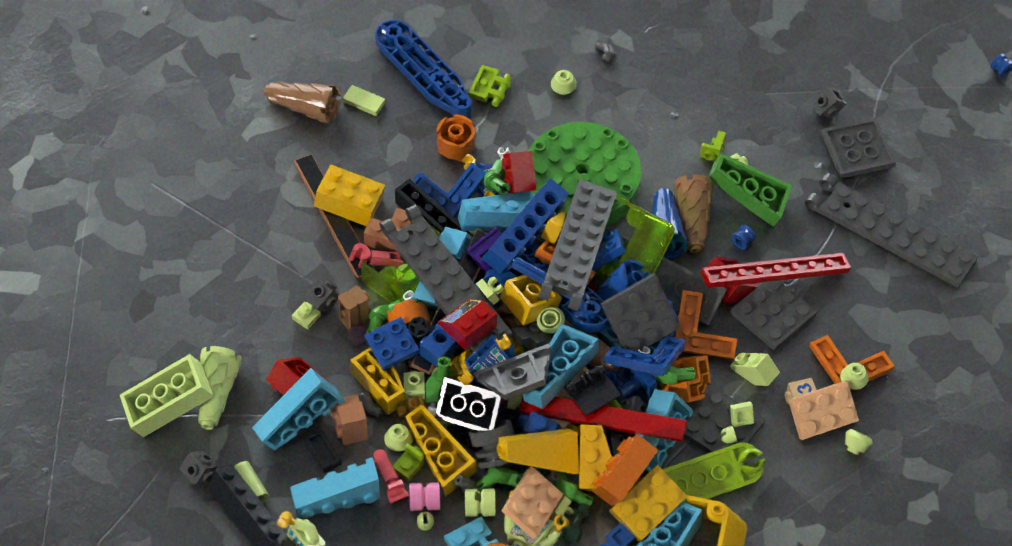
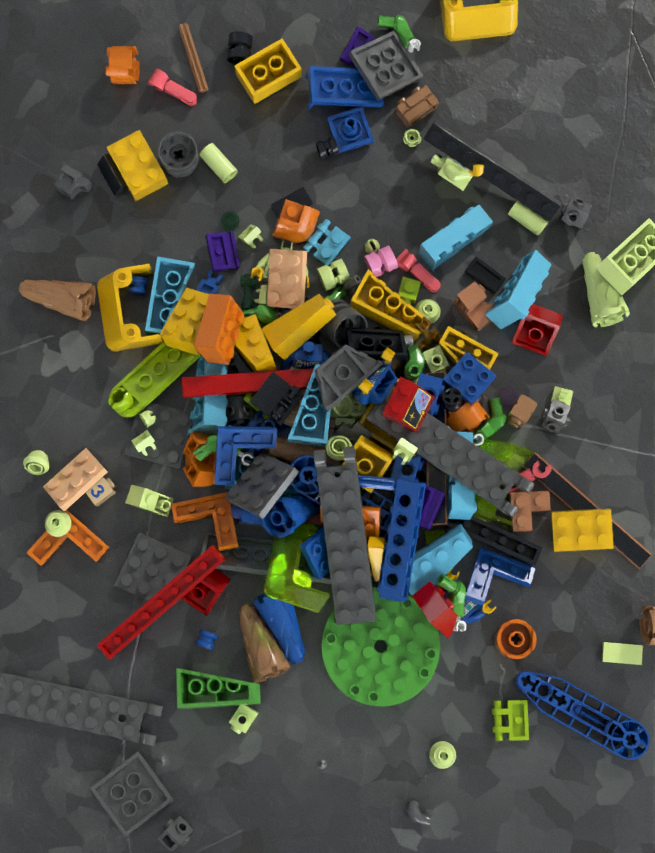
camera: 155 degrees right, 25 degrees up
(713, 151) = (267, 737): lime bracket -> none

